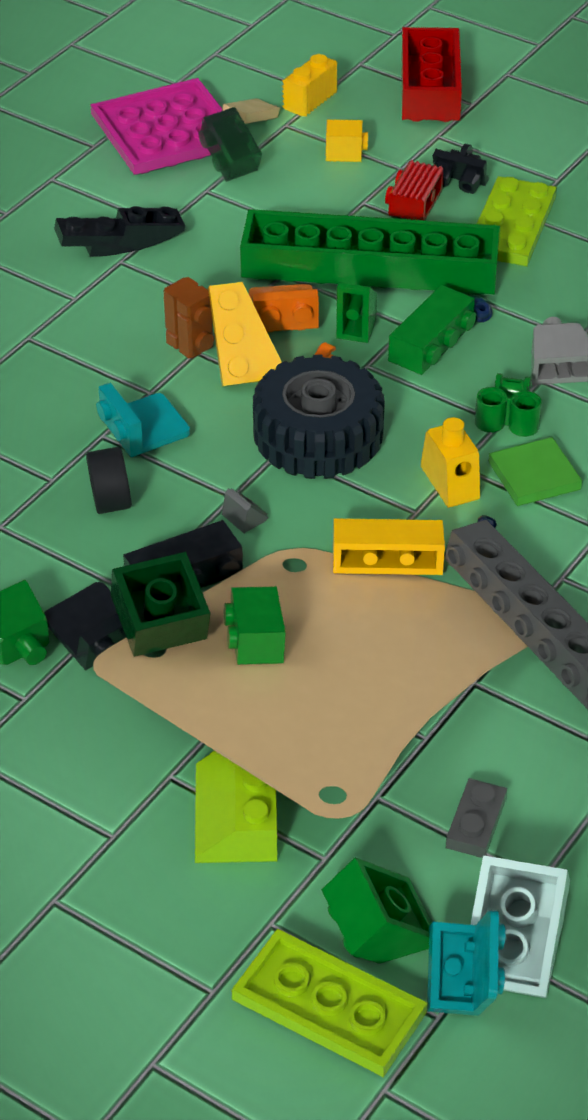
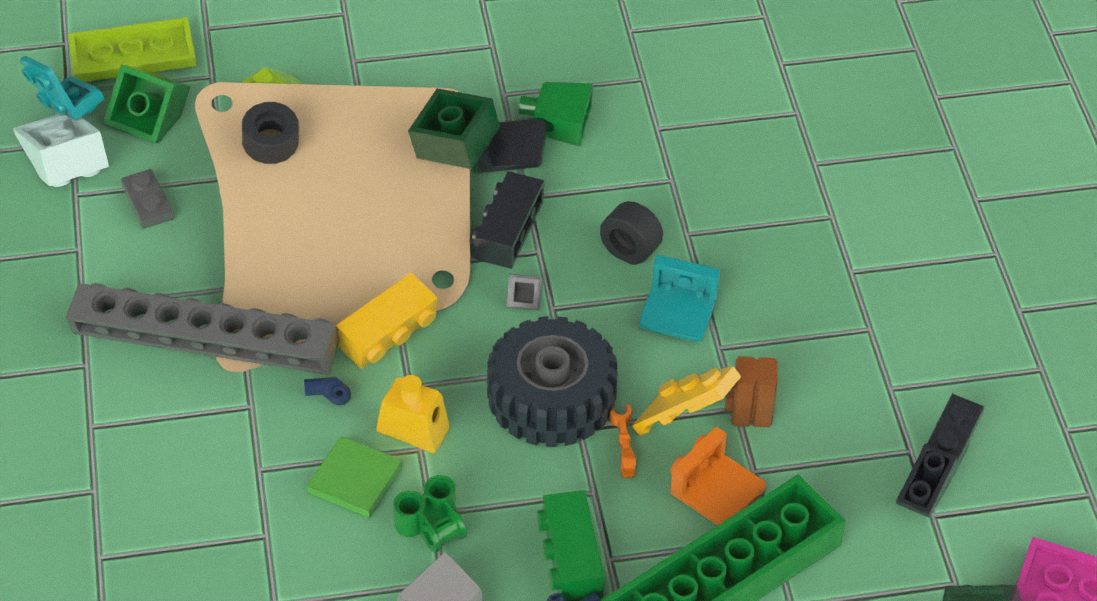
camera: 135 degrees right, 5 degrees up
(255, 625) = (391, 178): green brick -> none
(324, 721) = (270, 148): none -> black tyre
(355, 312) = (646, 505): green slope -> none

